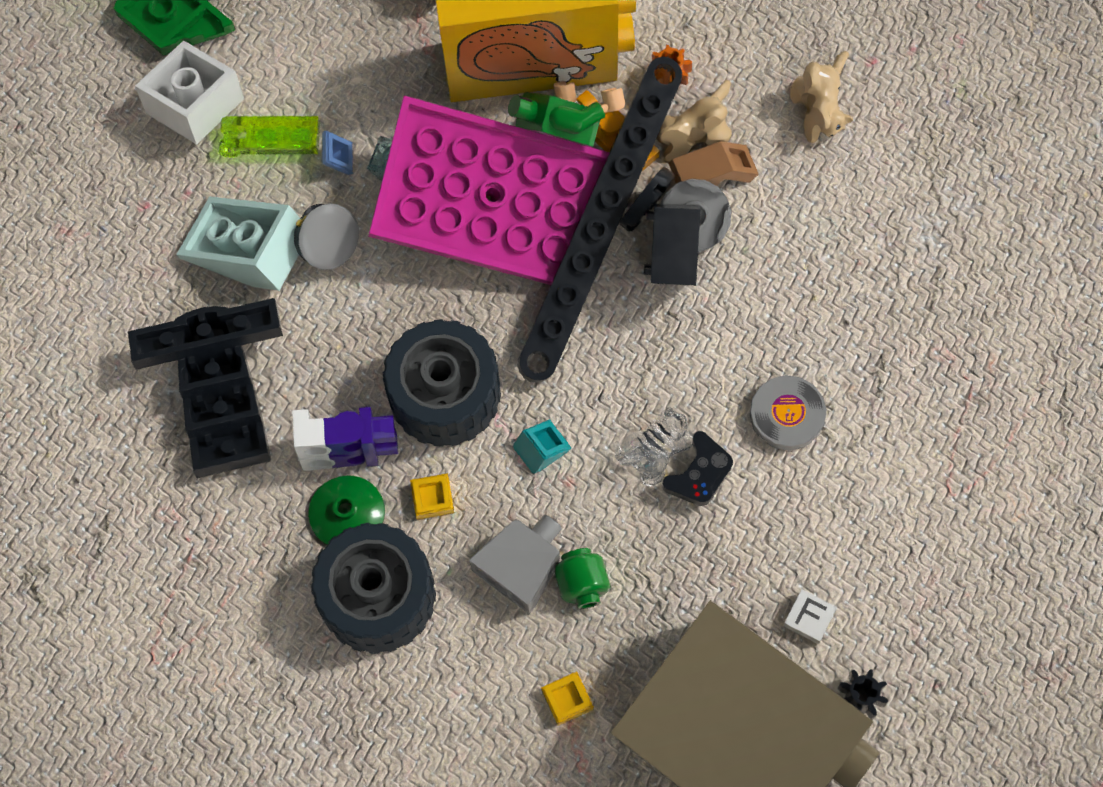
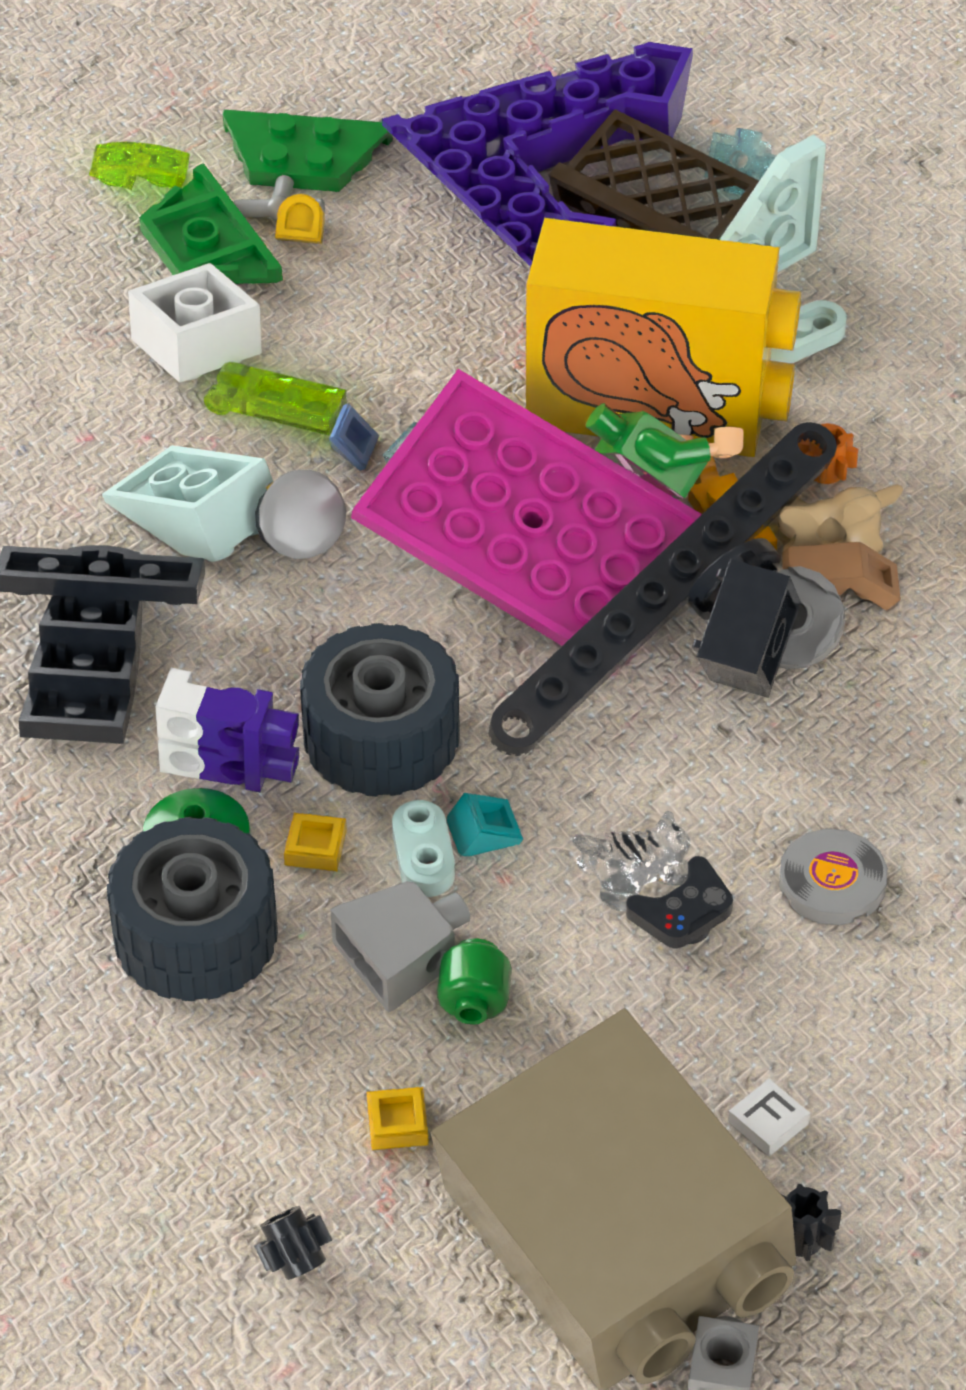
camera: 15 degrees right, 20 degrees down
(506, 476) = (423, 837): none -> light aqua plate

